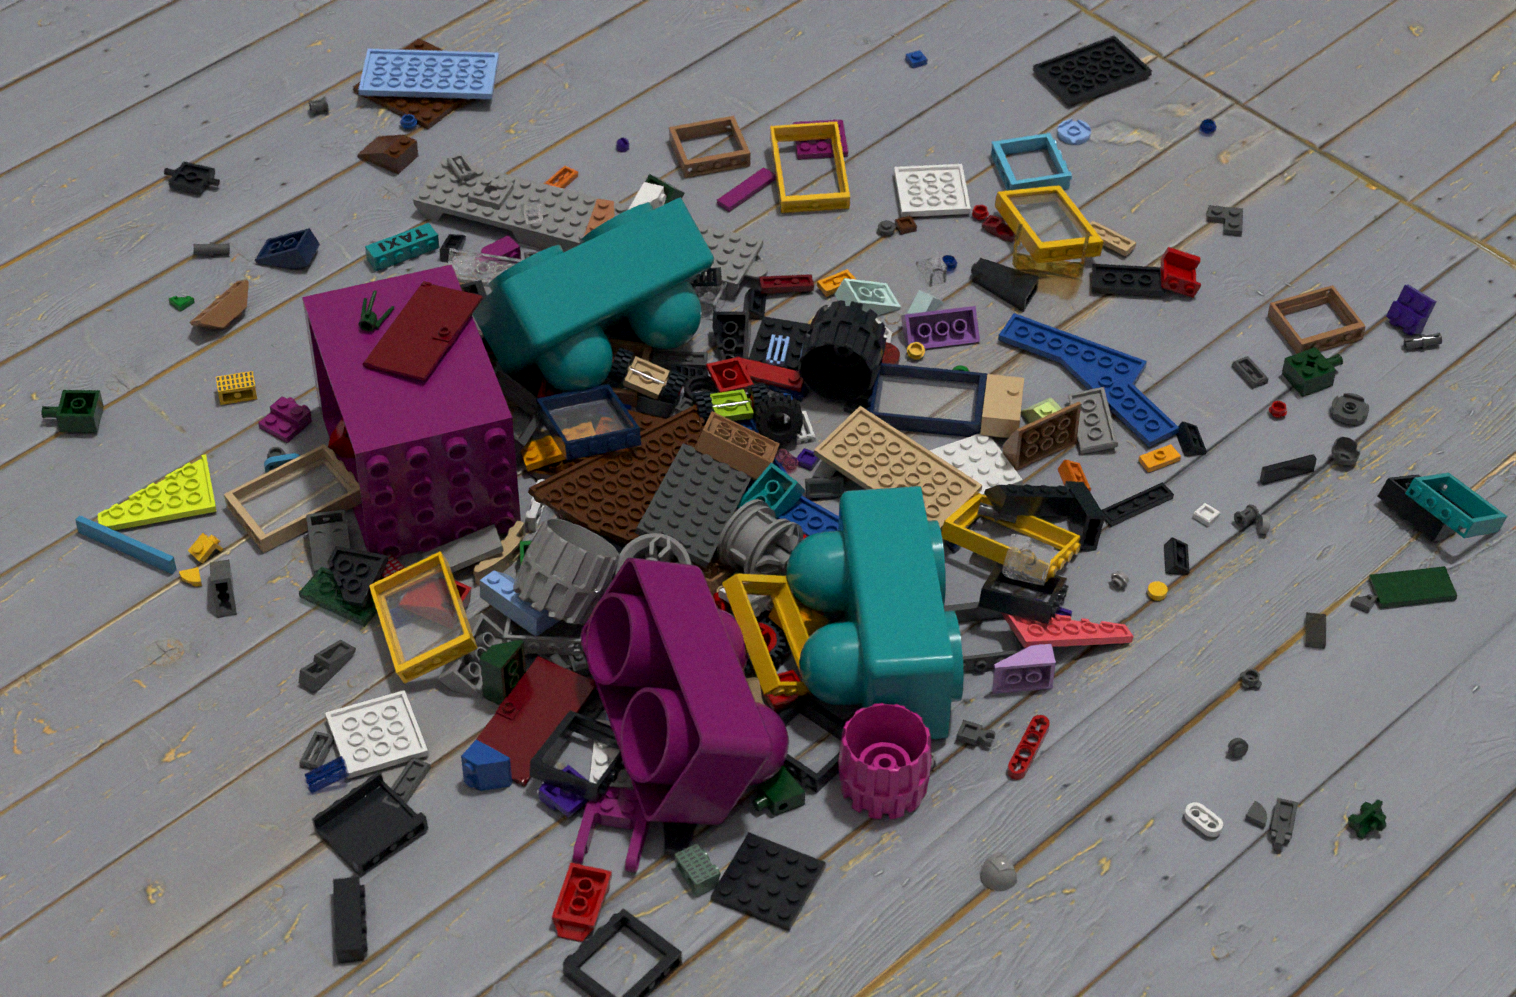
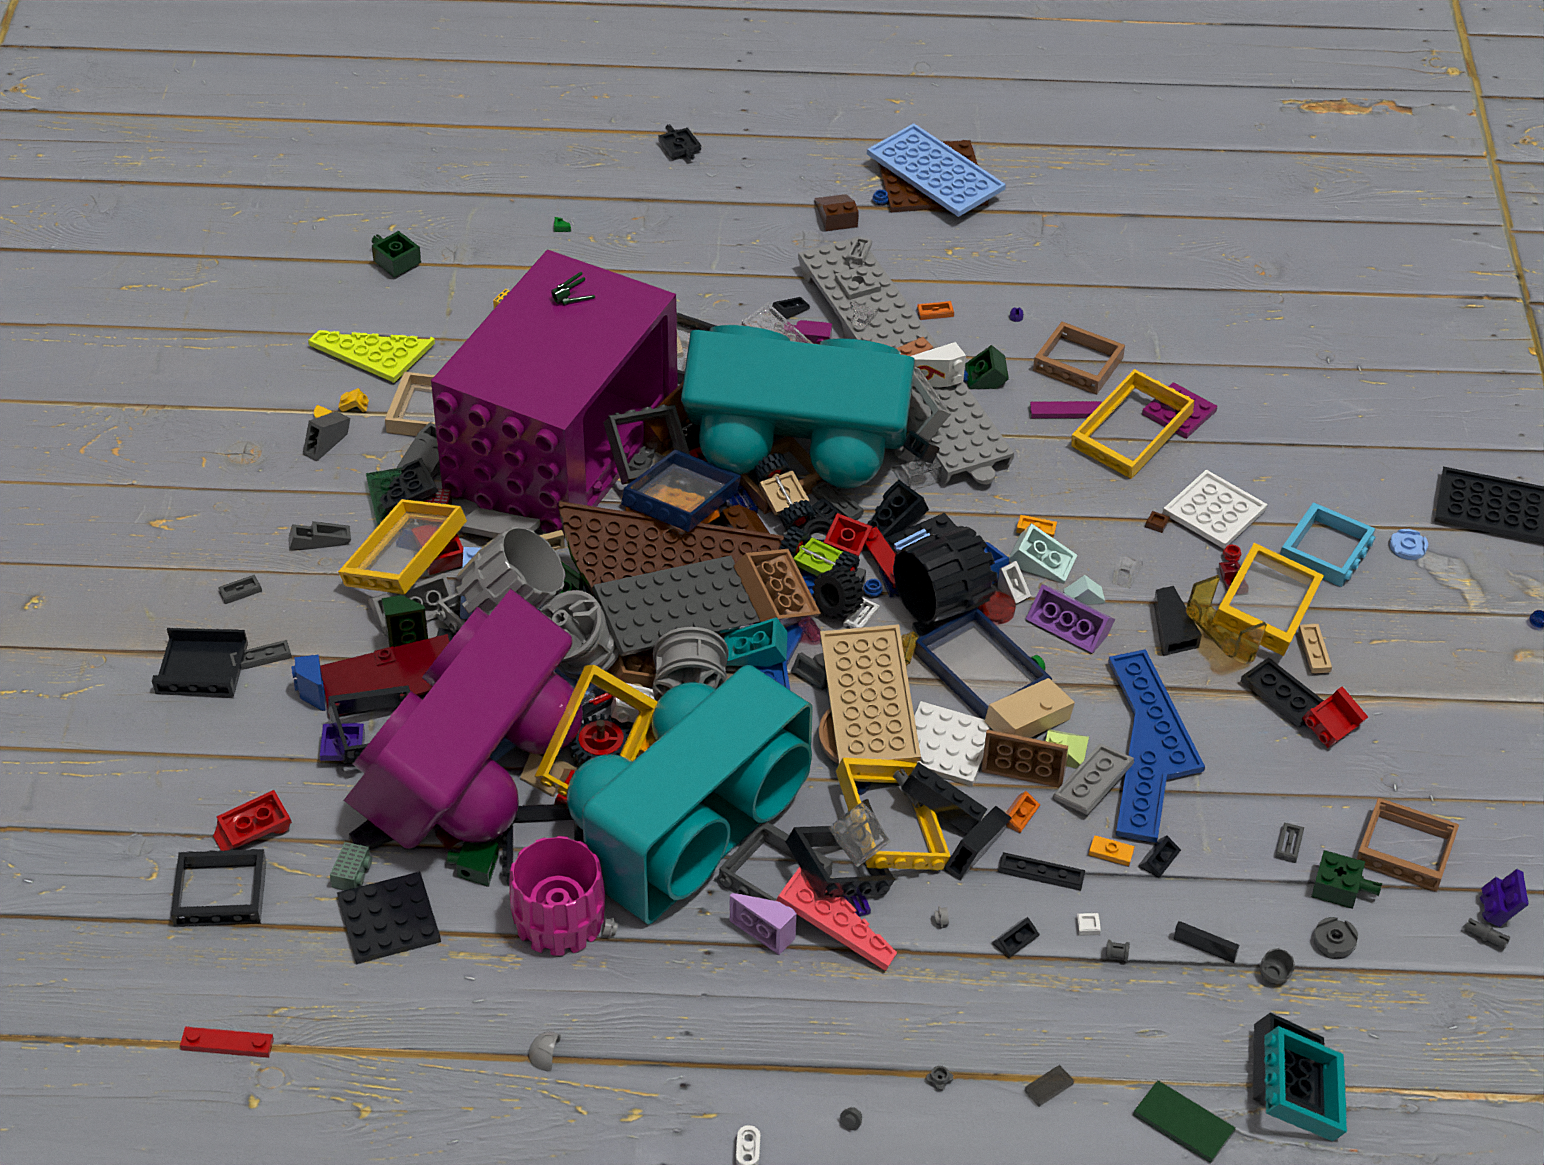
camera: 45 degrees right, 0 degrees up
(126, 544) = (309, 363): dark azure tile -> none
(211, 249) = (626, 200): dark grey pin -> none
(224, 308) = (575, 246): medium nougat wedge -> none
(289, 250) = (674, 236): dark blue slope -> none
(318, 105) = (832, 145): dark grey bush -> none
(326, 771) = (220, 608): clear blue tile -> none
(349, 920) = (105, 713): black brick -> none
(376, 733) = (286, 606): white plate -> none
(402, 246) = (752, 283): teal brick -> none
(423, 331) = (588, 326): dark red door -> none
(615, 809) = (336, 772): magenta plate -> none
(654, 407) = (764, 519): black tyre -> none
(755, 303) = (953, 500): black slope -> none
(786, 283) = (995, 500): dark red plate -> none
(886, 228) = (1137, 513): dark grey plate -> none
(915, 350) = (1027, 622): yellow plate -> none
(916, 59) = (1349, 398): blue plate -> none
(950, 262) = (1149, 574): clear blue plate -> none
(972, 733) = (669, 936): dark grey plate -> none
(1026, 746) = (698, 984): red beam -> none
(1157, 590) = (962, 949): yellow tile -> none
(1230, 216) = (1452, 707): dark grey plate -> none
(1263, 524) = (1122, 968): light grey tile -> none
(1278, 409) = (1273, 888): red plate -> none
(1364, 603) = (1124, 1099): dark grey tile -> none

